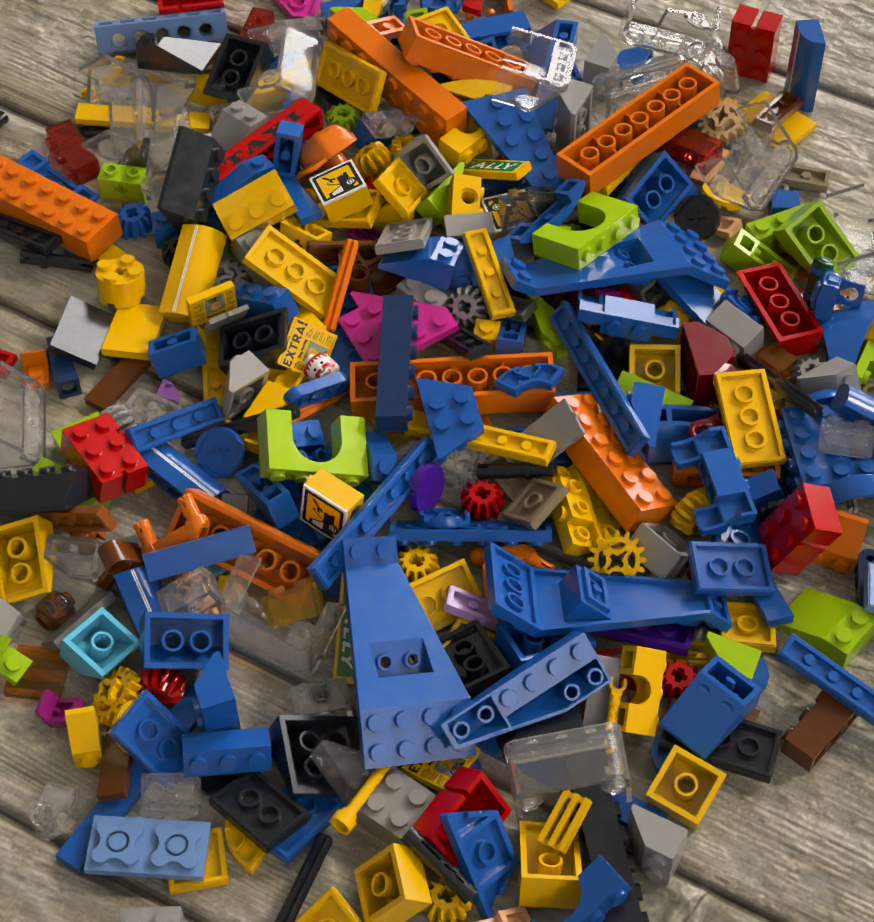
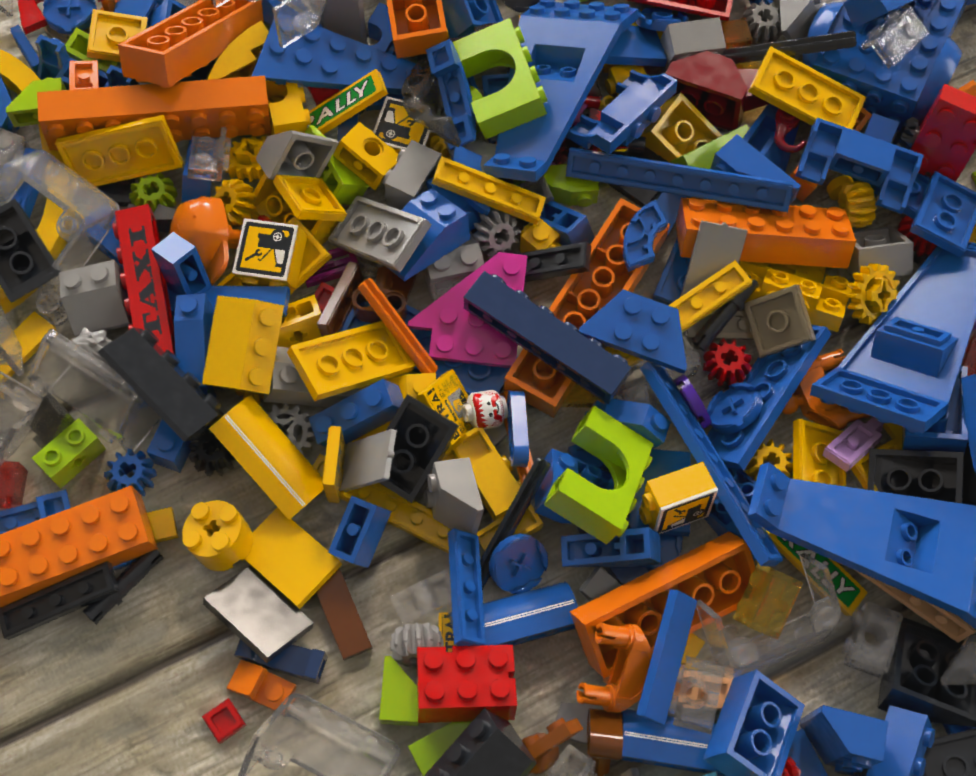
camera: 60 degrees left, 15 degrees up
(168, 391) = (393, 571): medium lavender tile -> none

